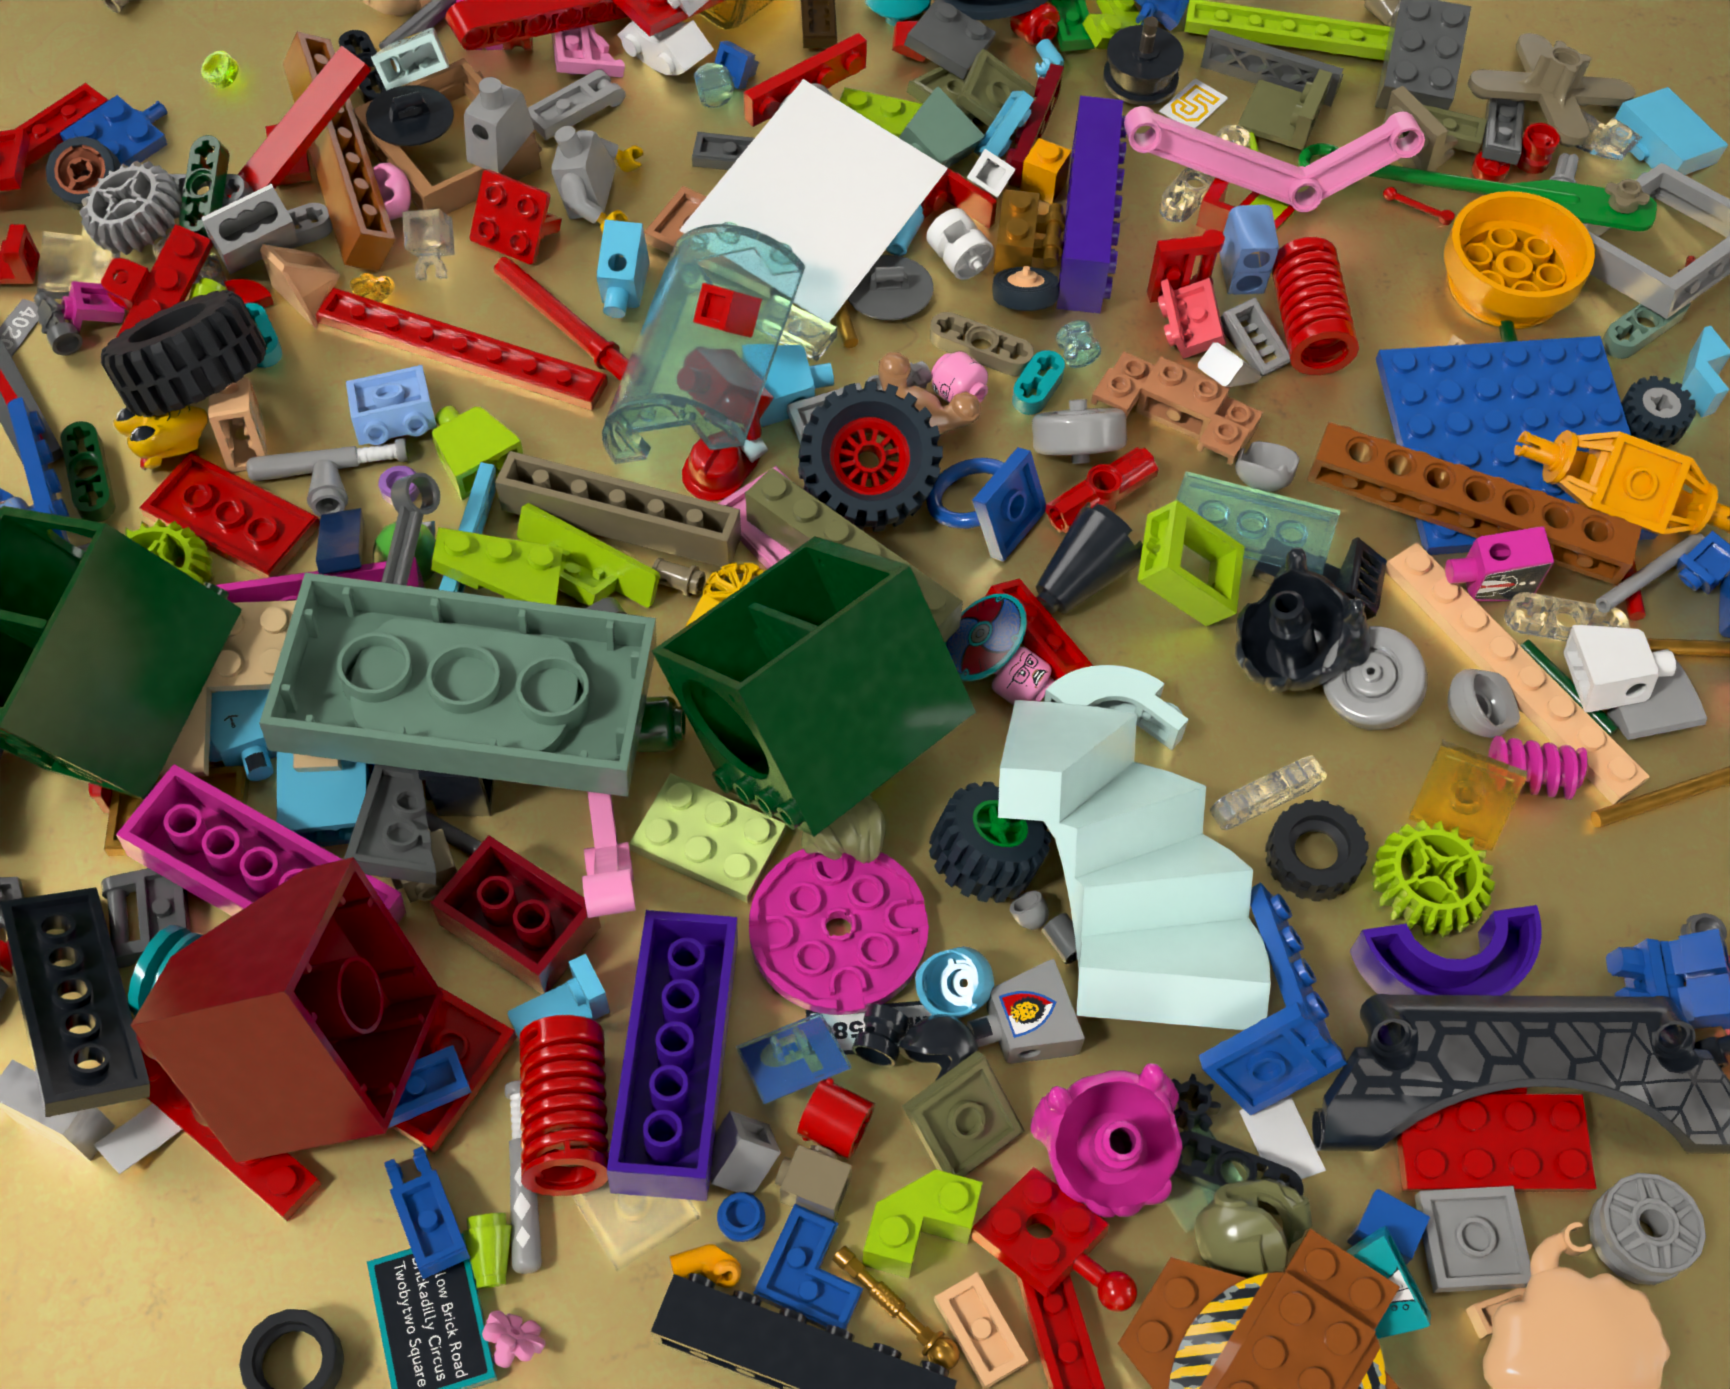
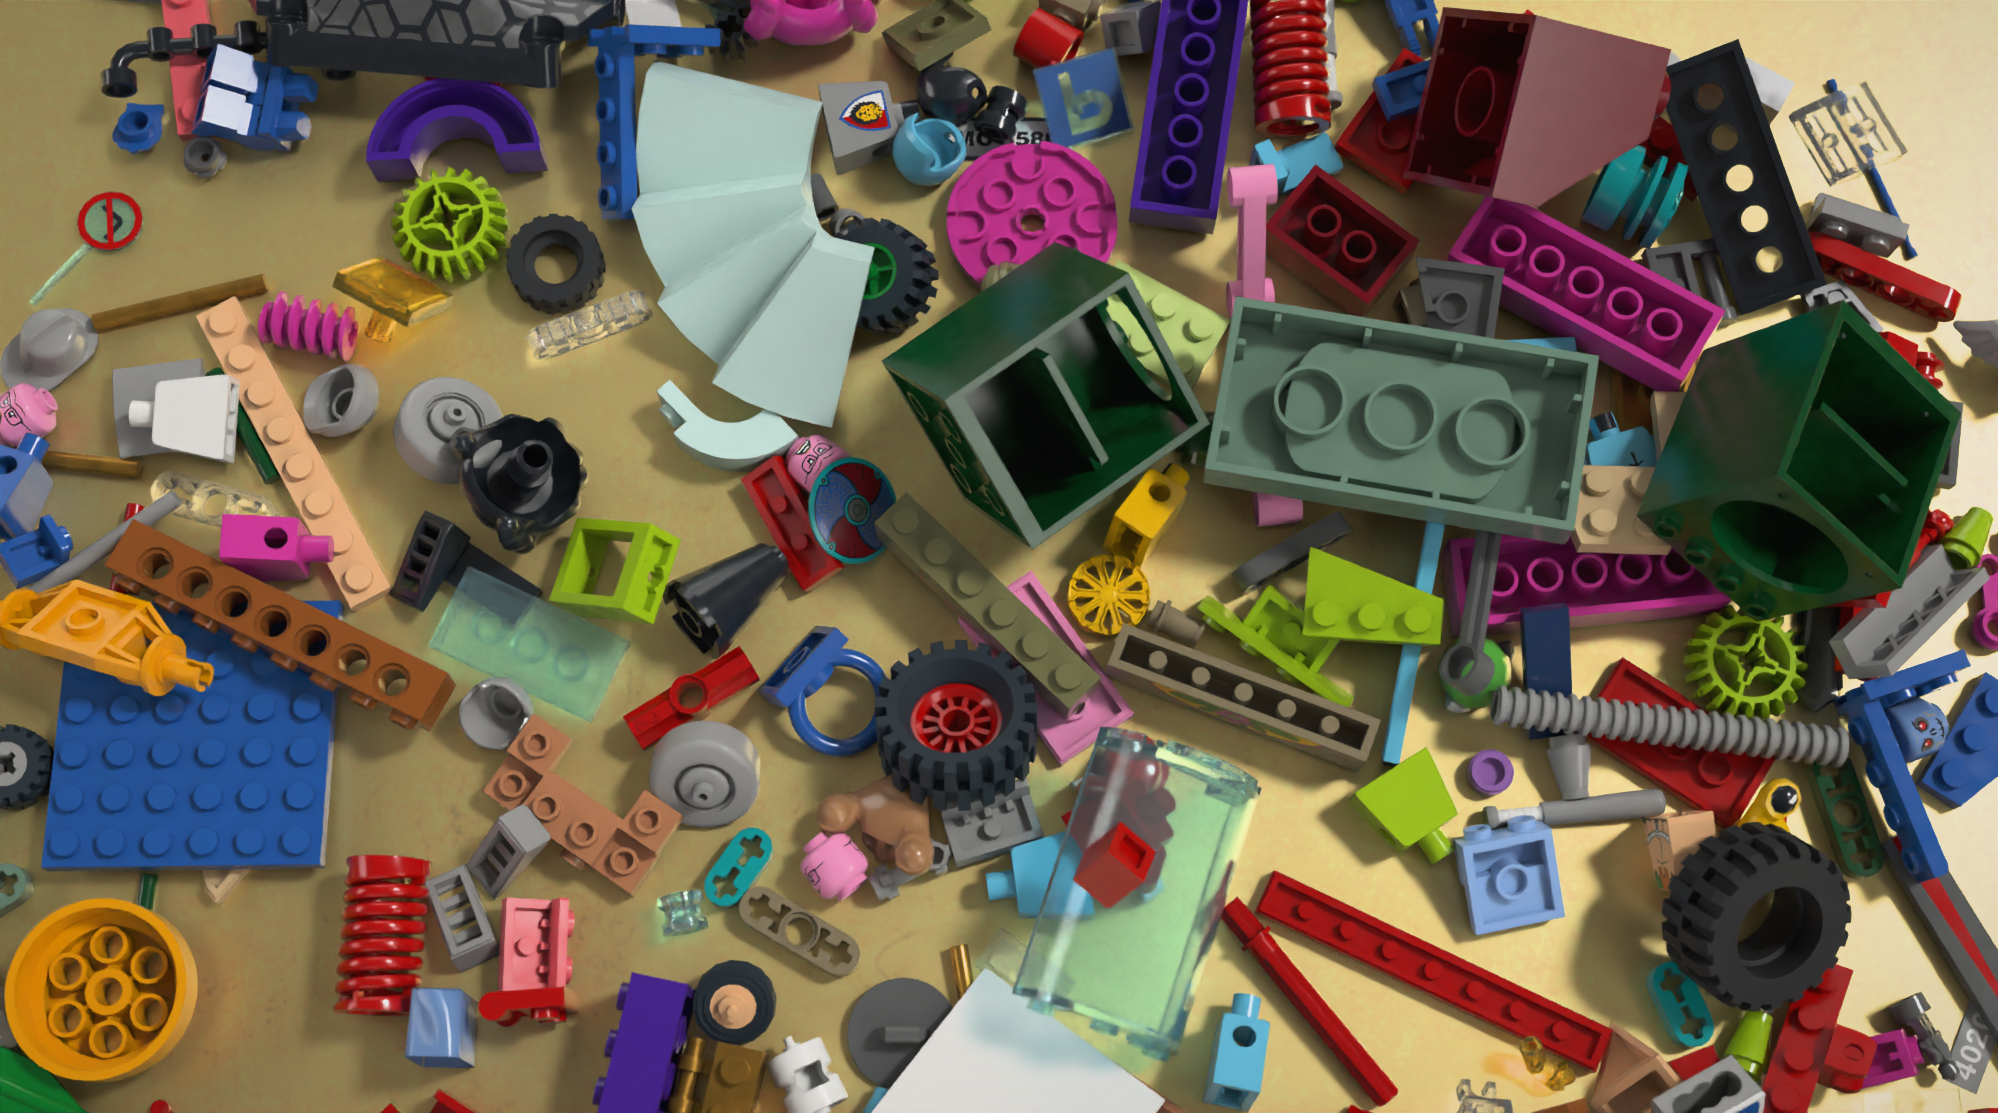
camera: 175 degrees left, 15 degrees up
(232, 501) = (1670, 726): none -> light grey piece

